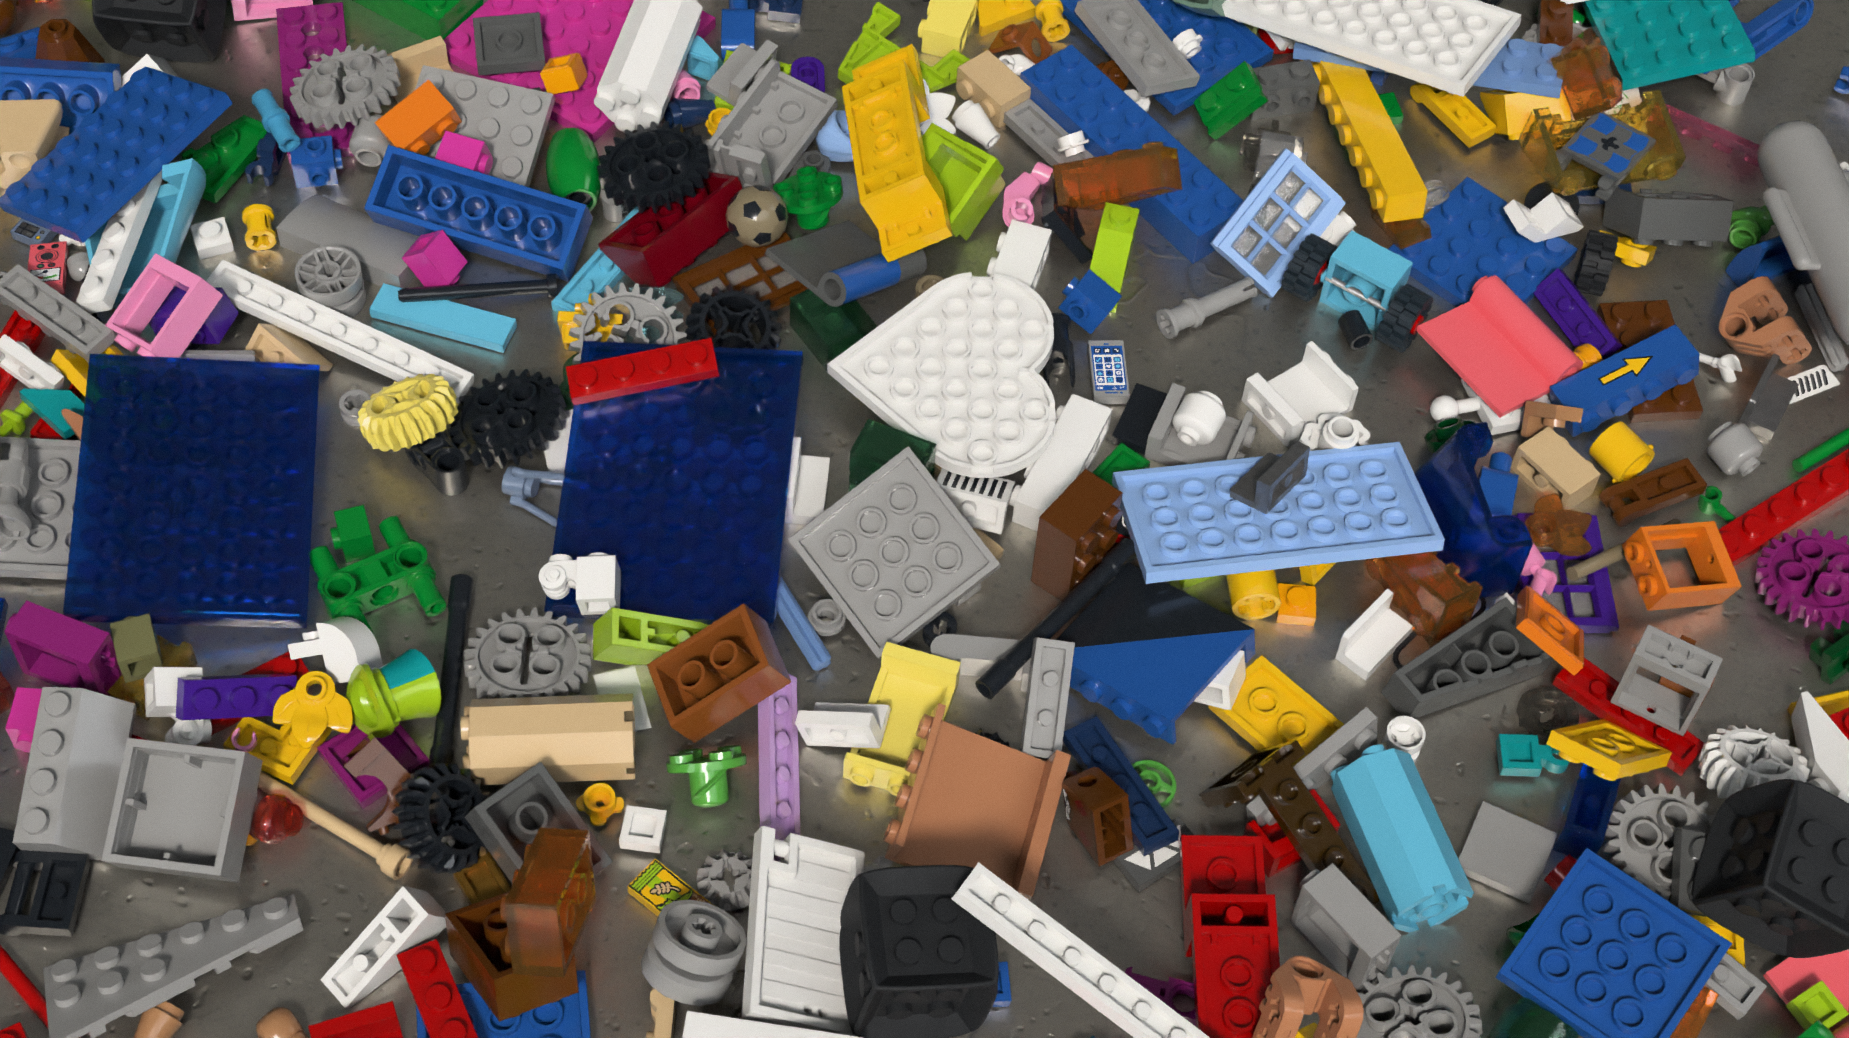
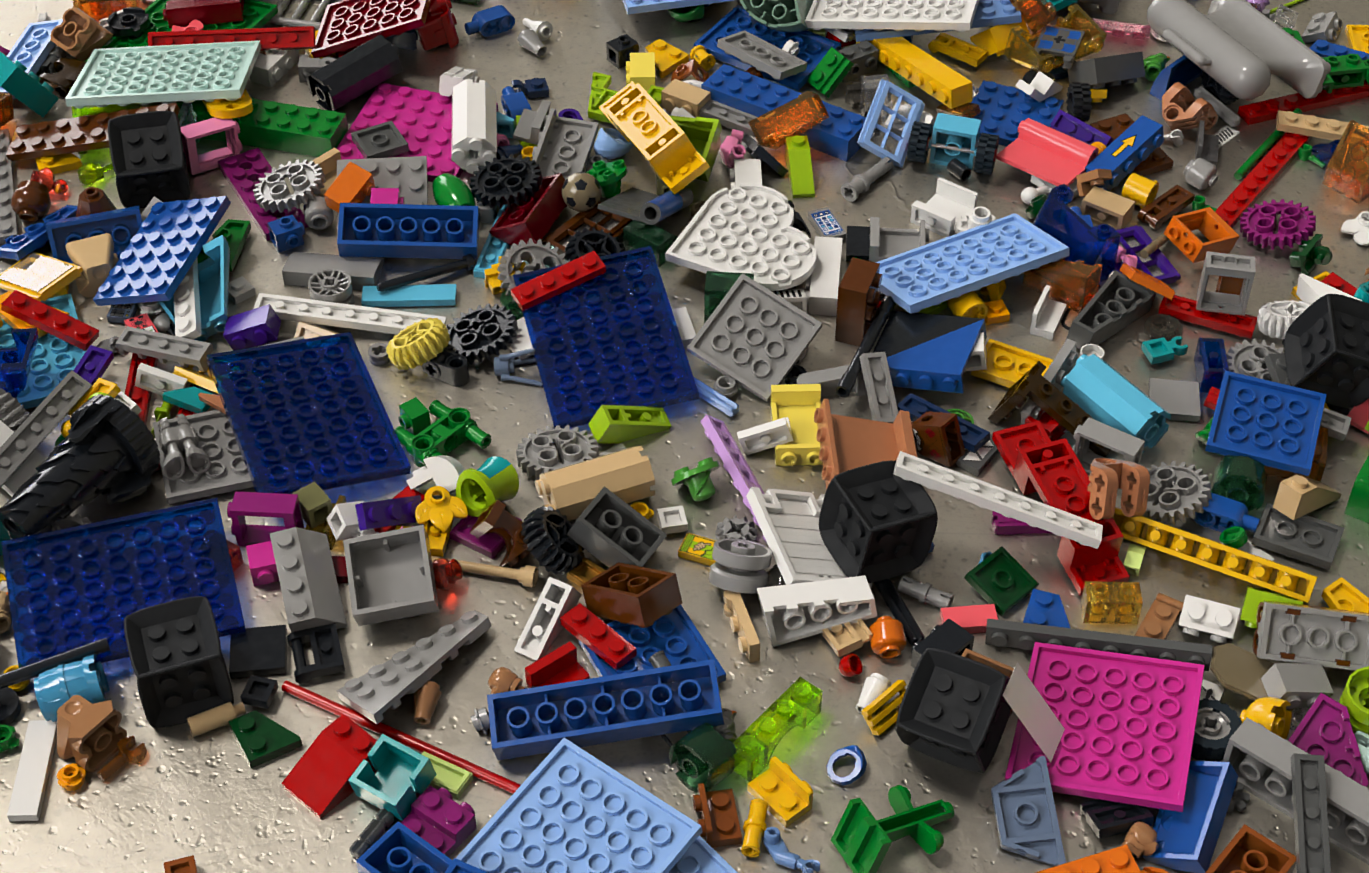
camera: 15 degrees left, 10 degrees down
(146, 298) = (225, 315): bright pink window -> none
(259, 227) = (266, 272): yellow bush -> none
(269, 160) = (254, 237): dark blue plate -> none
(275, 120) = (255, 212): dark azure pin -> none
(435, 259) = (391, 262): dark pink brick -> none
(458, 606) = (499, 440): black piece -> none
(549, 902) = (651, 548): clear orange brick -> none
(564, 73) = (422, 147): light orange slope -> none
(594, 578) = (579, 396): white brick -> none
(718, 673) = (681, 423): dark orange brick -> none
(745, 162) = (562, 162): light grey plate -> none
(1072, 143) = (749, 113): white plate -> none
(1088, 301) = (799, 189): blue brick -> none
(1199, 418) = (894, 231): white head -> none
(1272, 478) = (955, 246): flat silver panel -> none
(1561, 527) = (1129, 233): clear orange plate -> none
(1608, 749) = (1208, 330): yellow plate -> none

